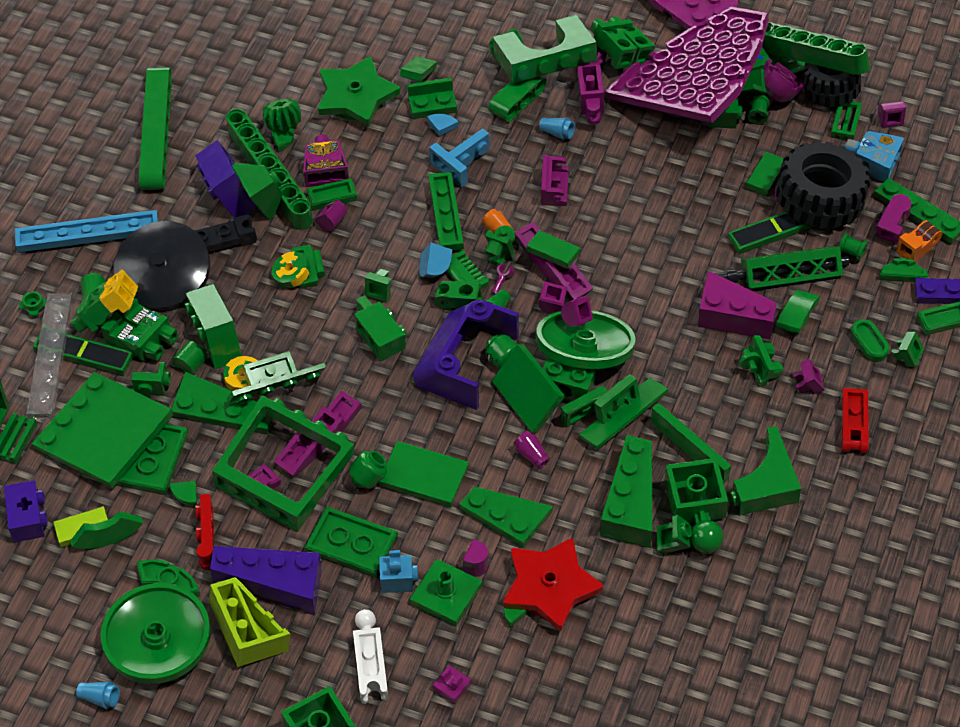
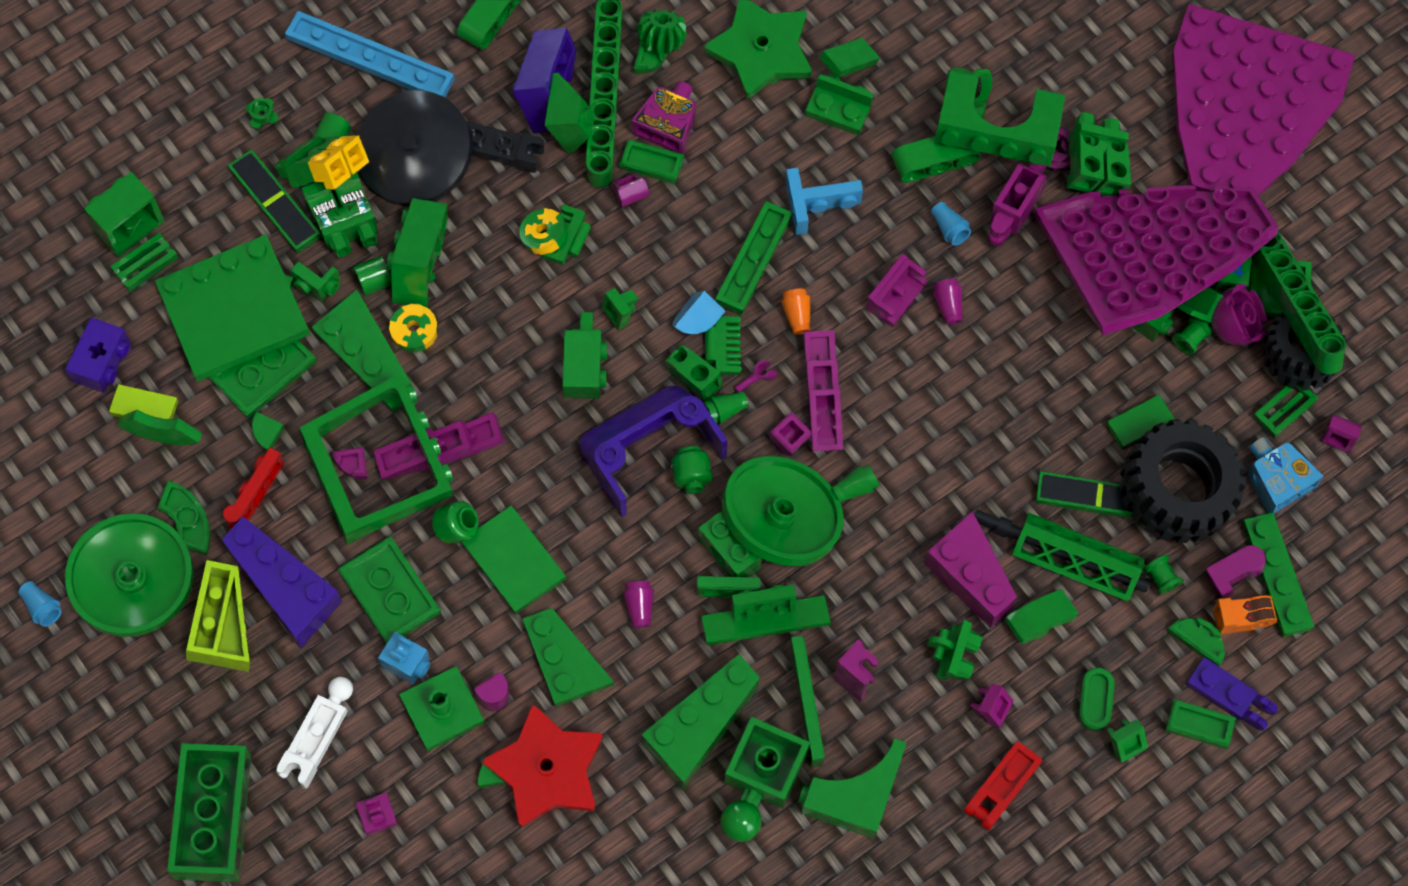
camera: 30 degrees right, 15 degrees up
(49, 356) = (234, 188): clear tile -> none
(273, 373) = (437, 349): bracket -> none
(442, 123) = (831, 142): dark azure tile -> none
(500, 245) = (774, 340): green hips -> none
(528, 388) = (681, 531): green tile -> none
(553, 249) = (825, 381): green tile -> none
(577, 311) = (795, 474): magenta brick -> none
(592, 169) = (949, 300): none -> magenta cone
(619, 300) = (857, 483): none -> green cone
(674, 535) = (709, 797): green bracket -> none
(710, 403) = (852, 674): none -> magenta hinge

